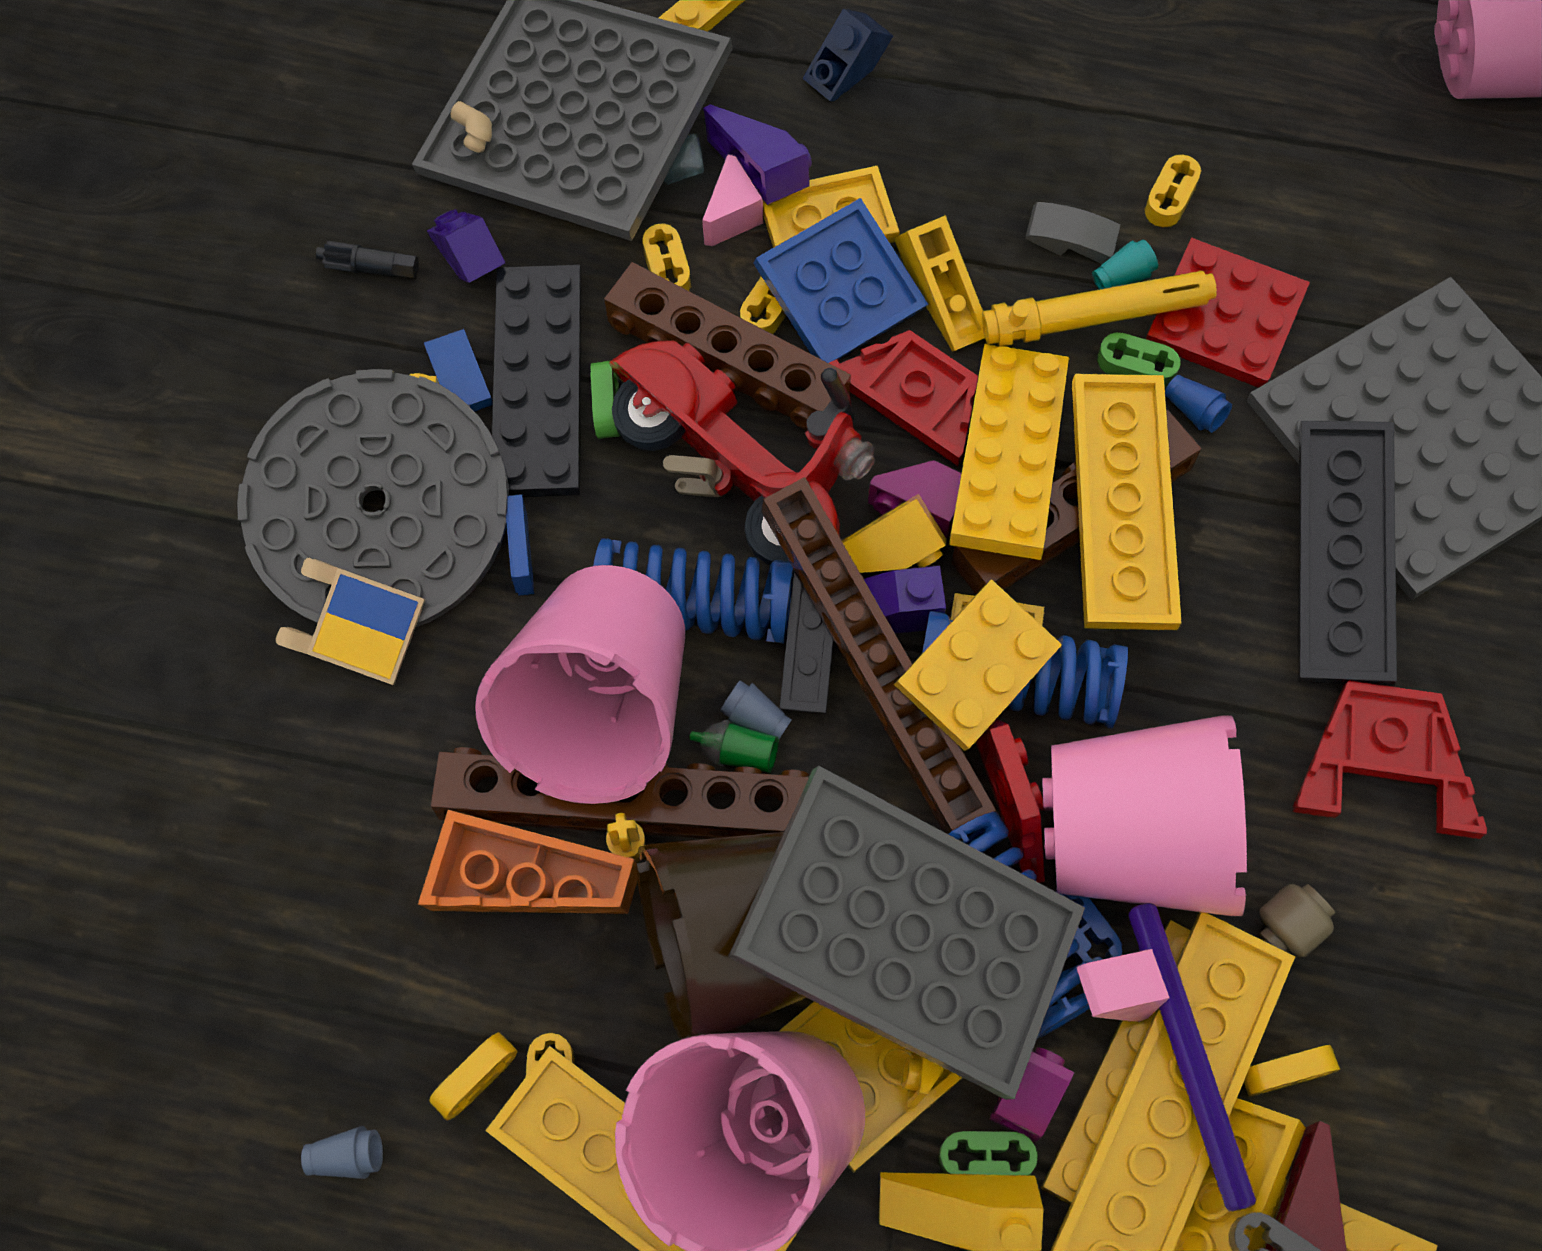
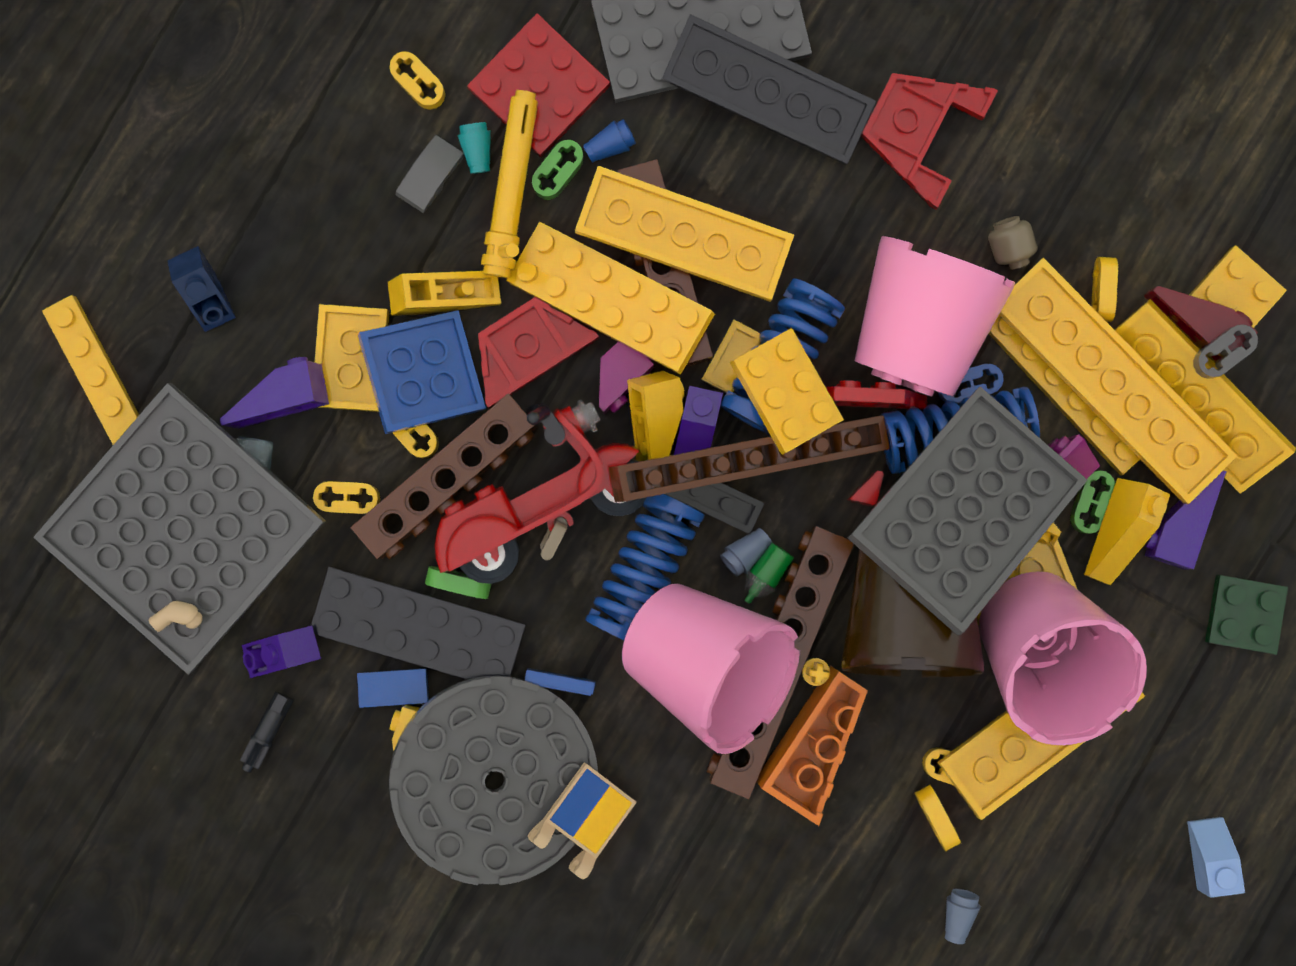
camera: 70 degrees left, 20 degrees up
(733, 205) = (315, 428): bright pink slope -> none
(1124, 986) = (1033, 380): bright pink slope -> none
(1194, 1065) = (1086, 353): dark purple axle -> none

